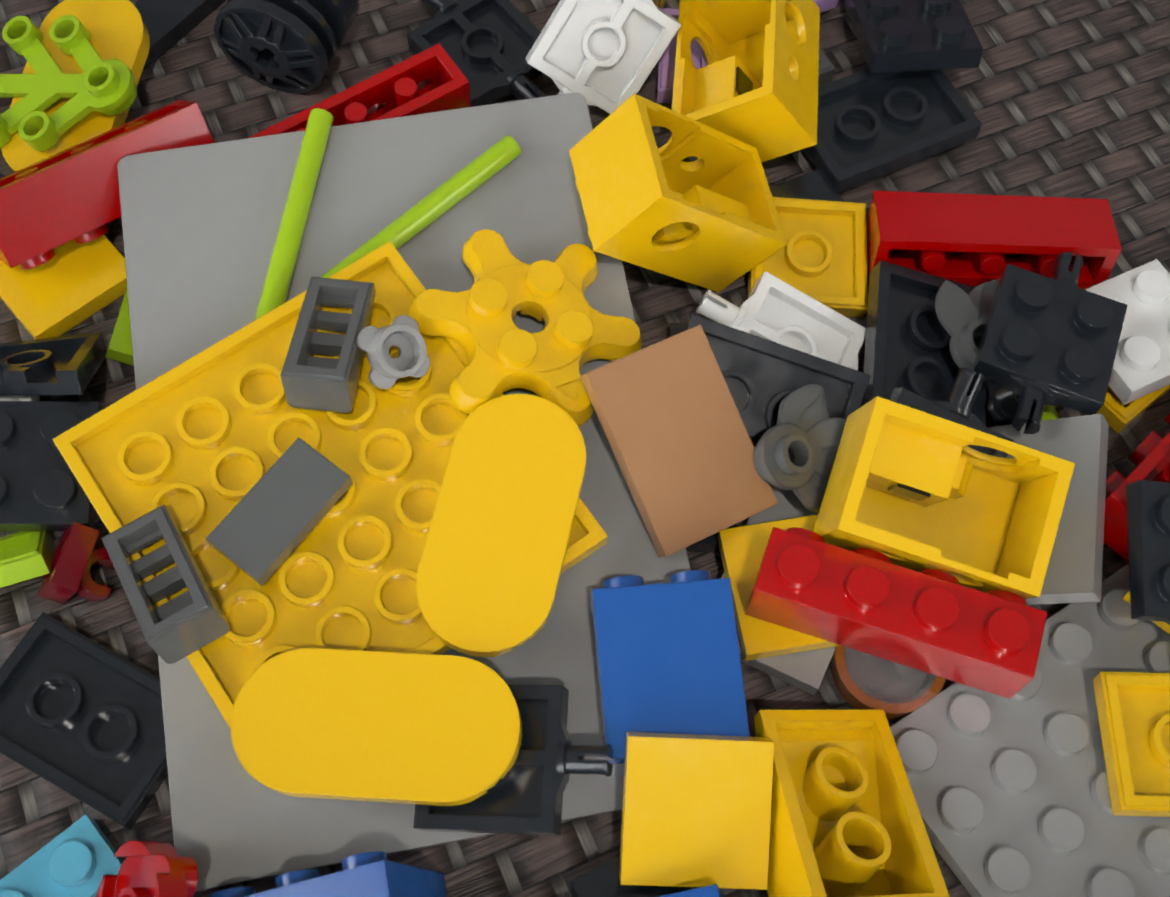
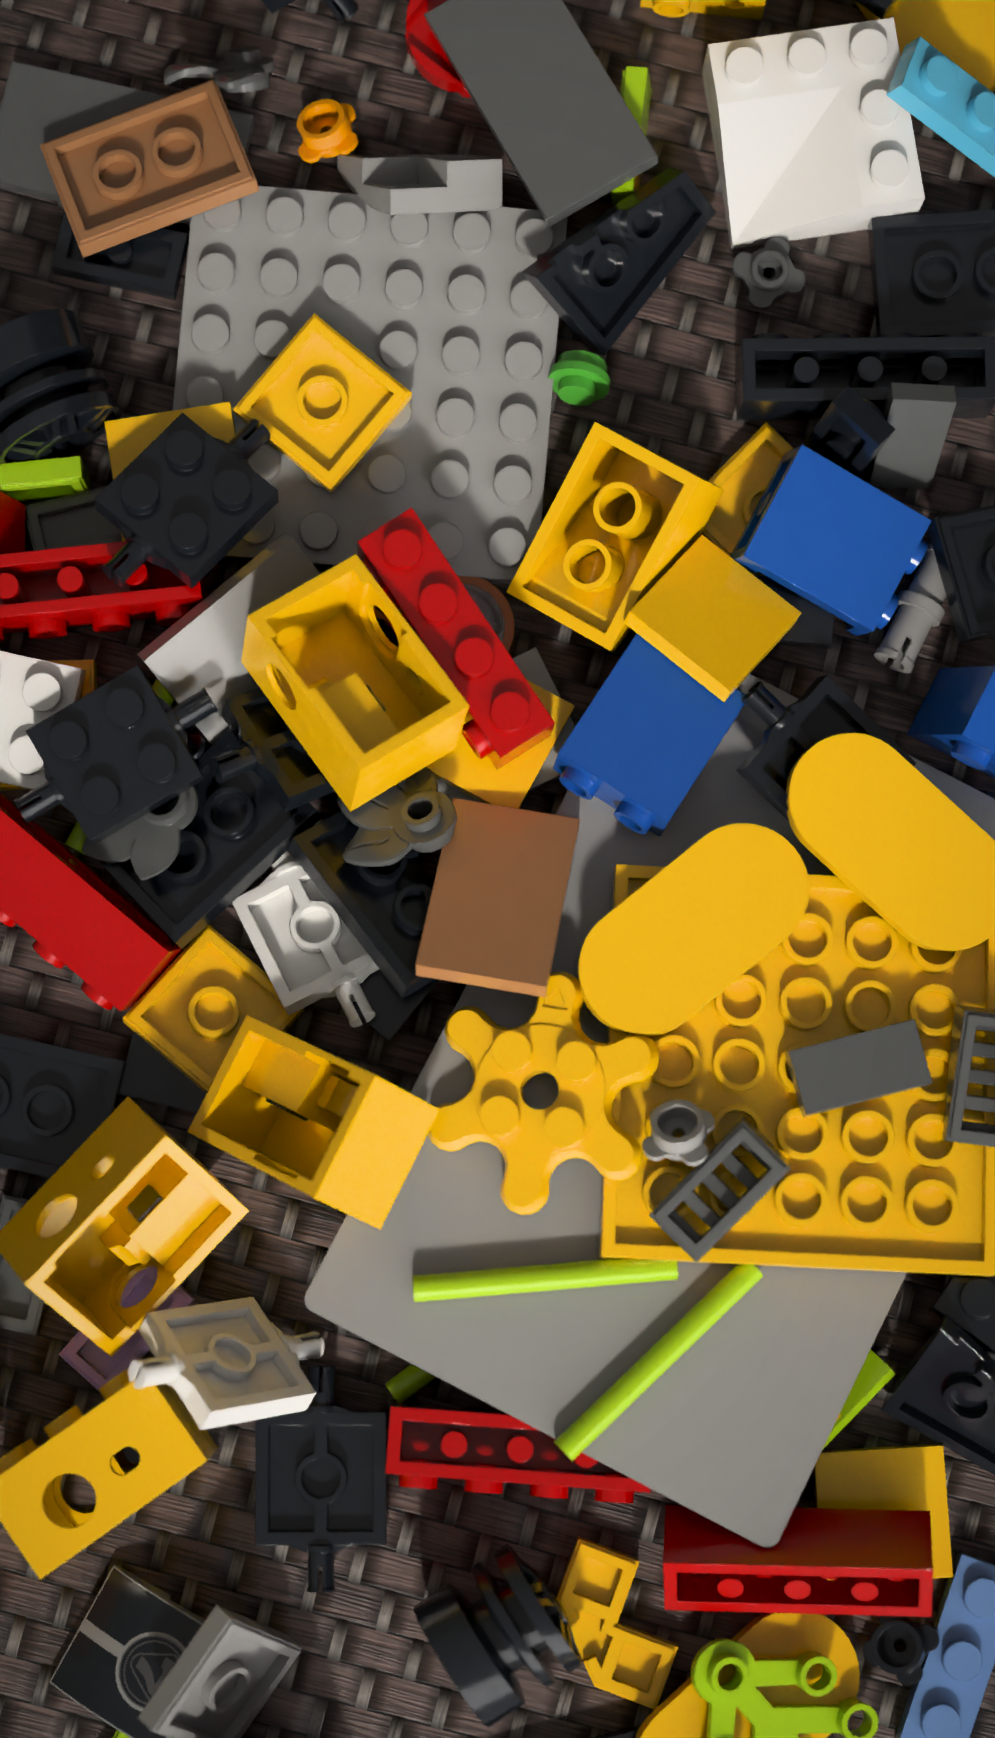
camera: 145 degrees left, 20 degrees up
(239, 99) = (614, 1653): none -> yellow tile

